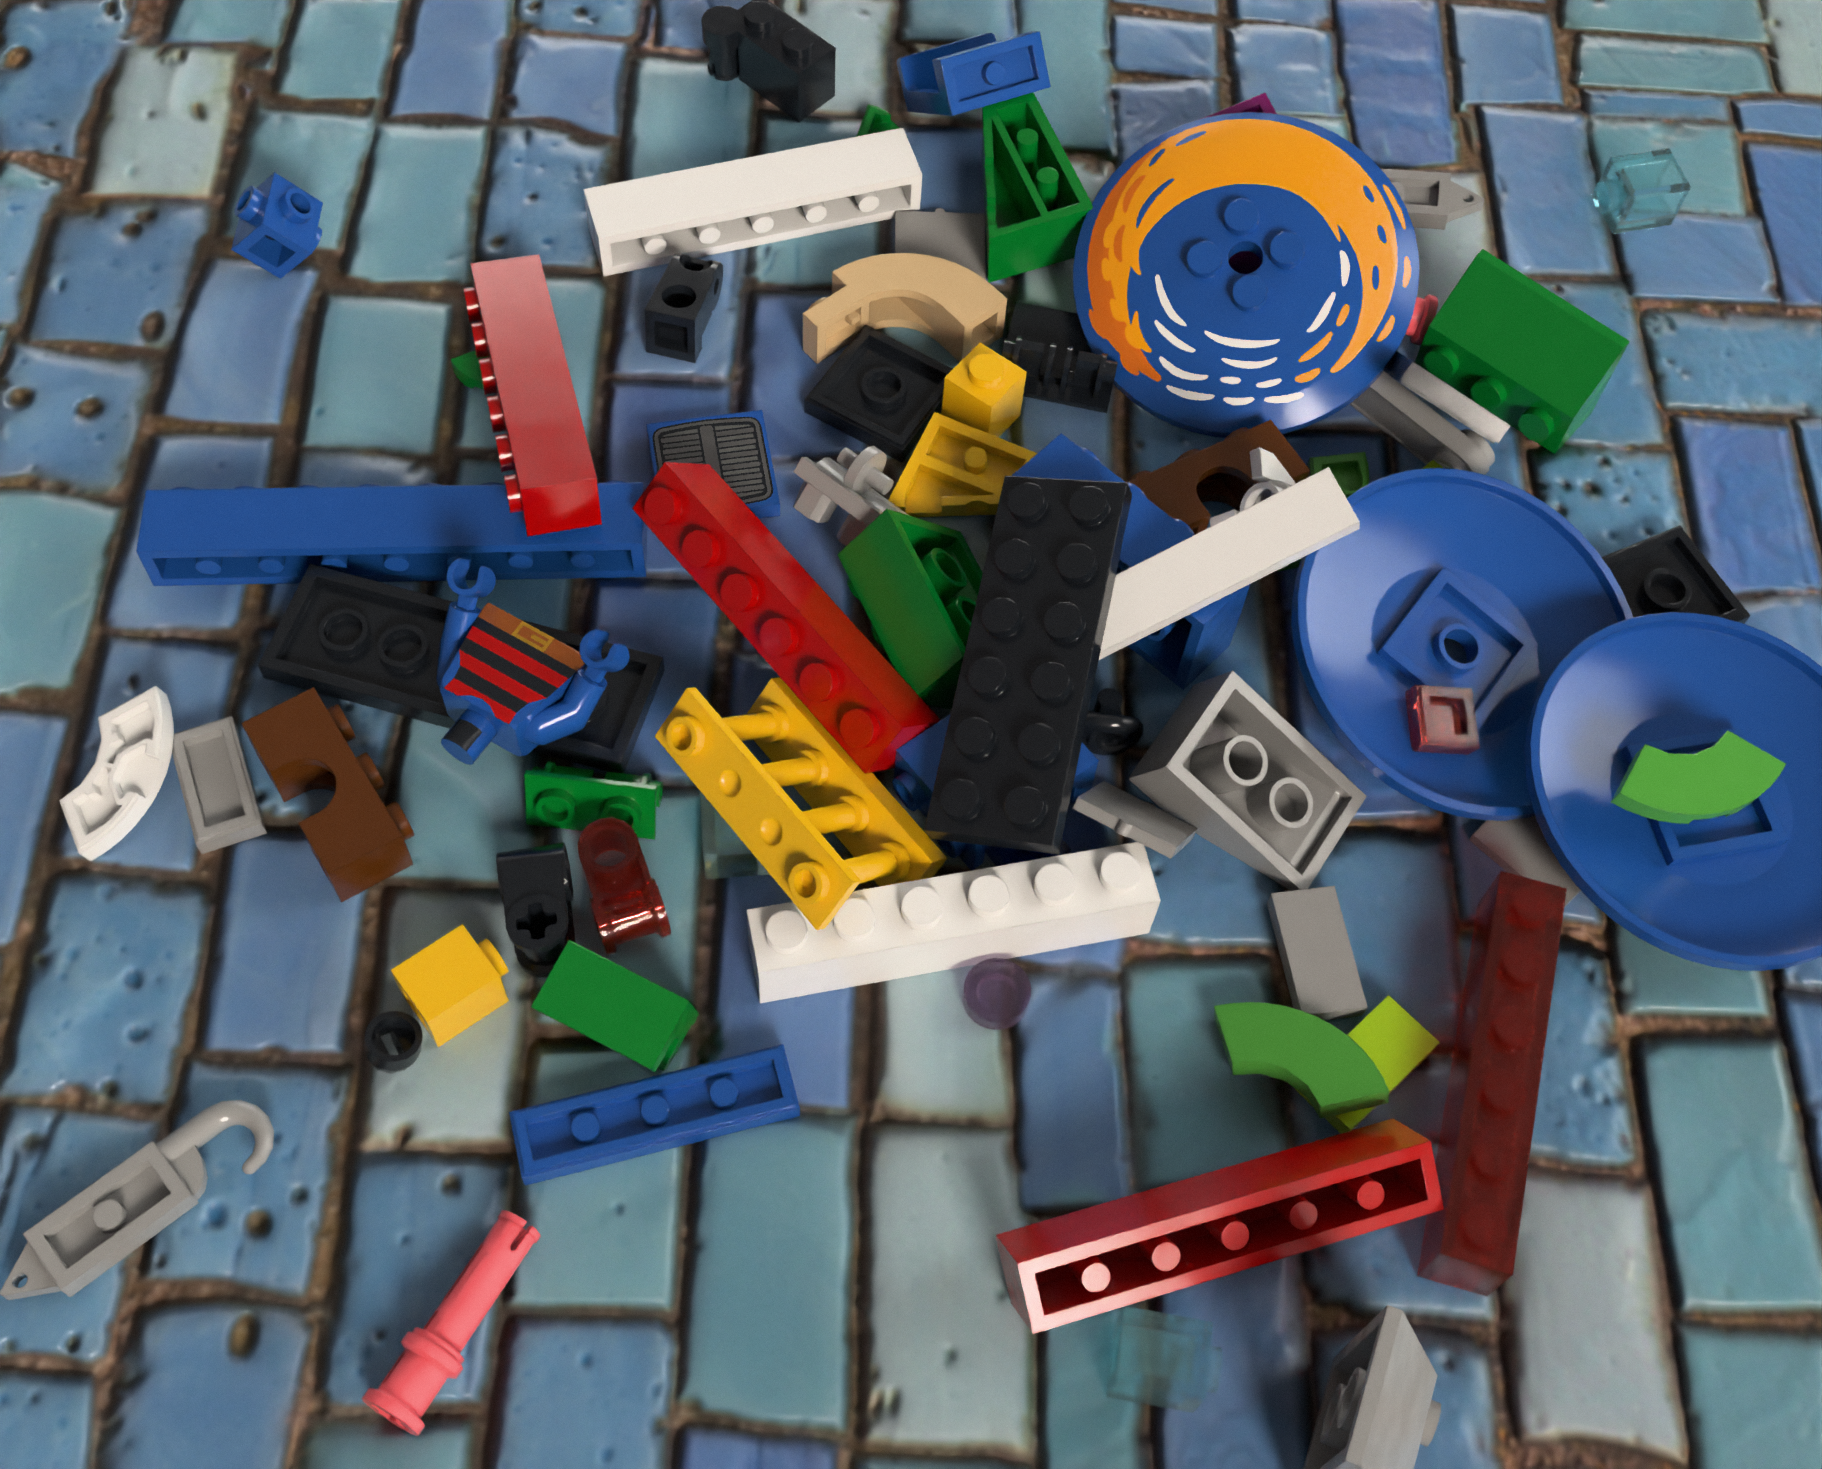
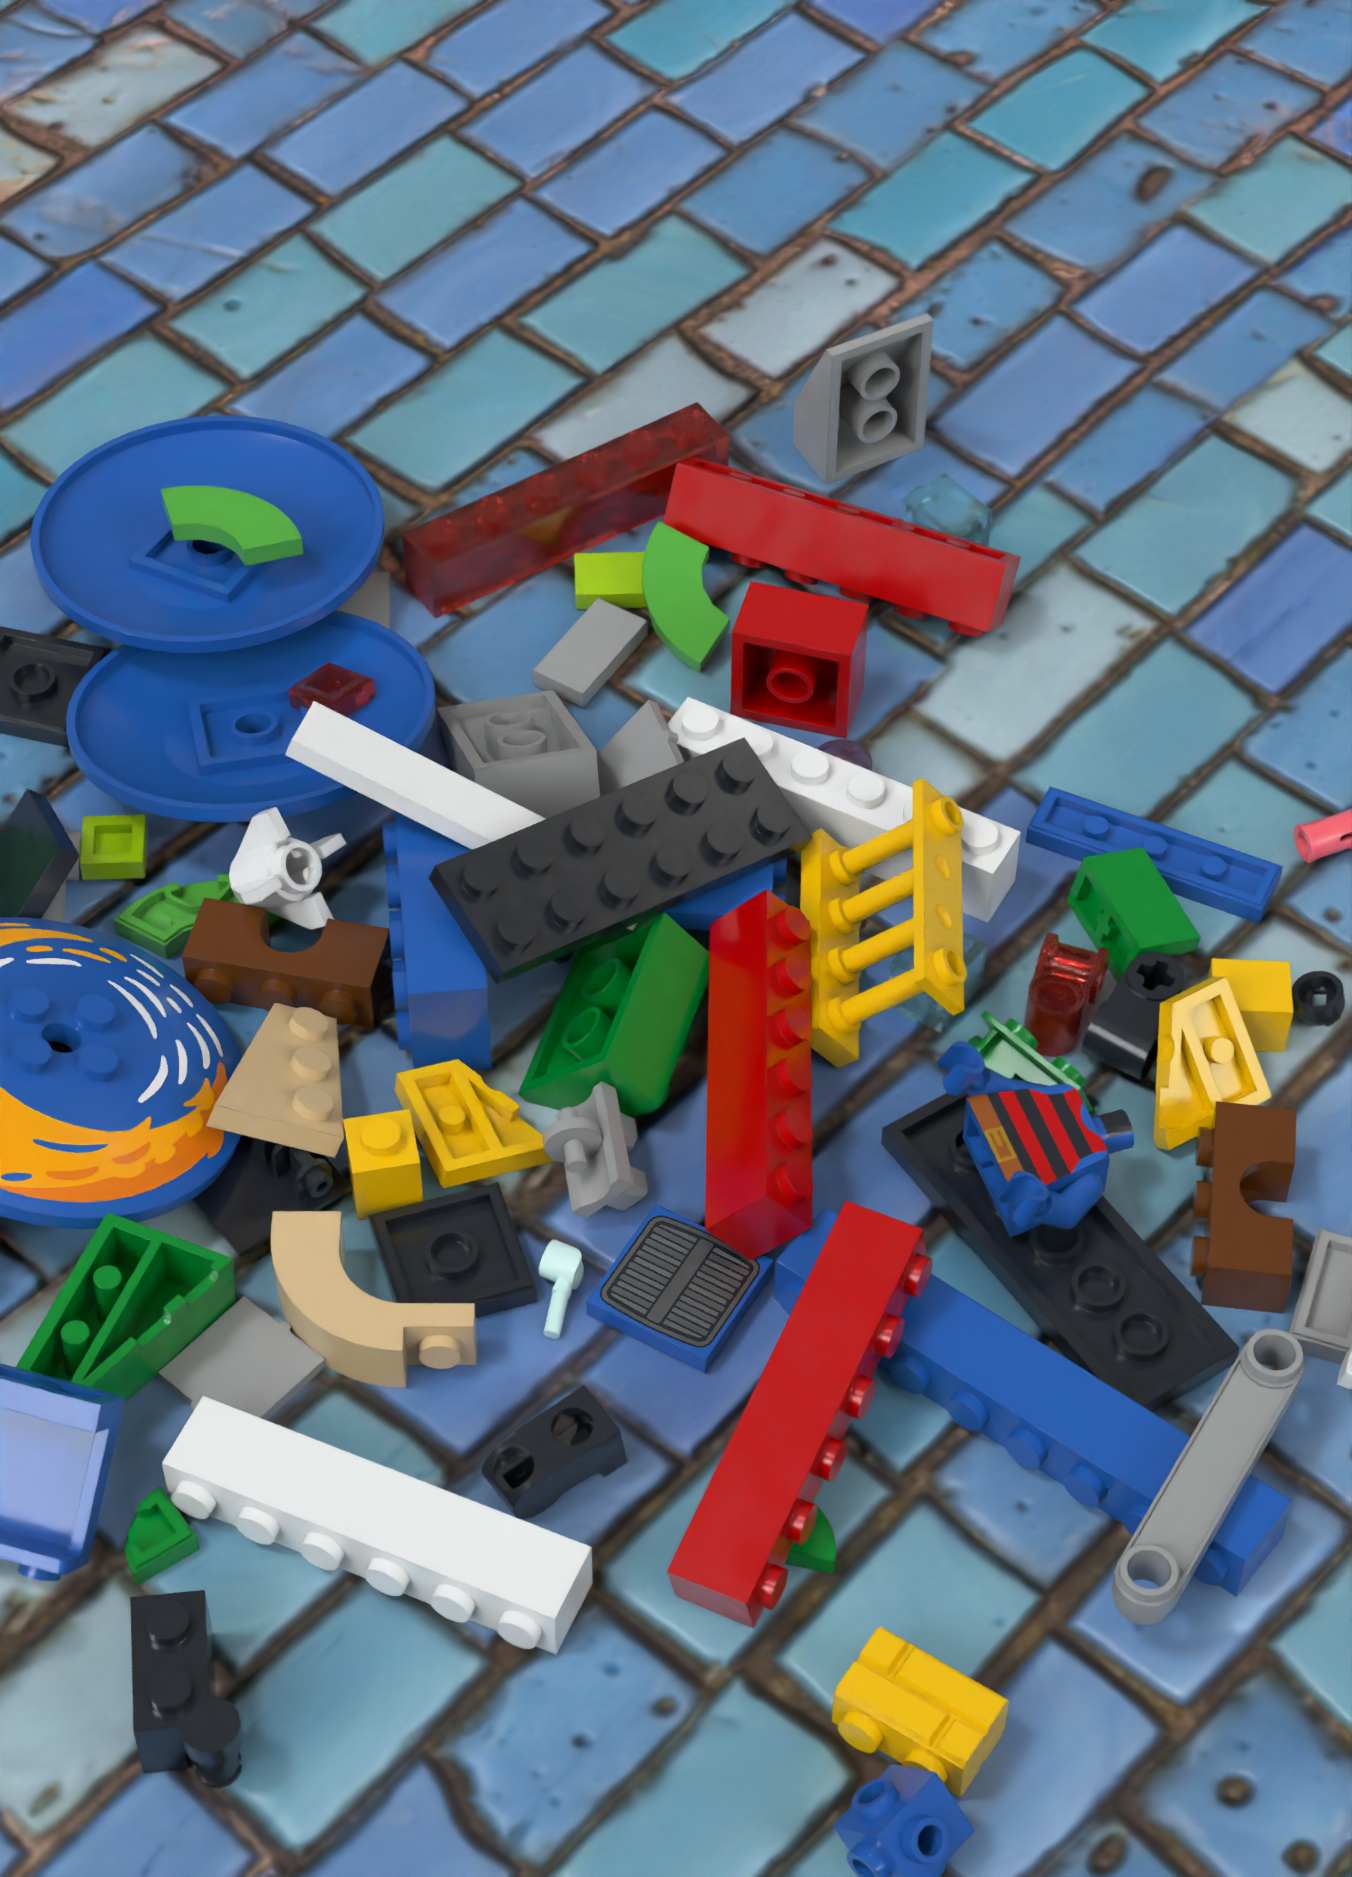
camera: 135 degrees left, 10 degrees down
(204, 523) = (1208, 1476): none -> light grey piece
(320, 301) = (918, 1711): none -> yellow brick
(442, 884) = (1202, 1060): none -> yellow wing
(799, 427) = (564, 1267): none -> light aqua hand
(1098, 386) = (287, 1084): none -> tan wing
(1117, 1031) = (798, 659): none -> red brick

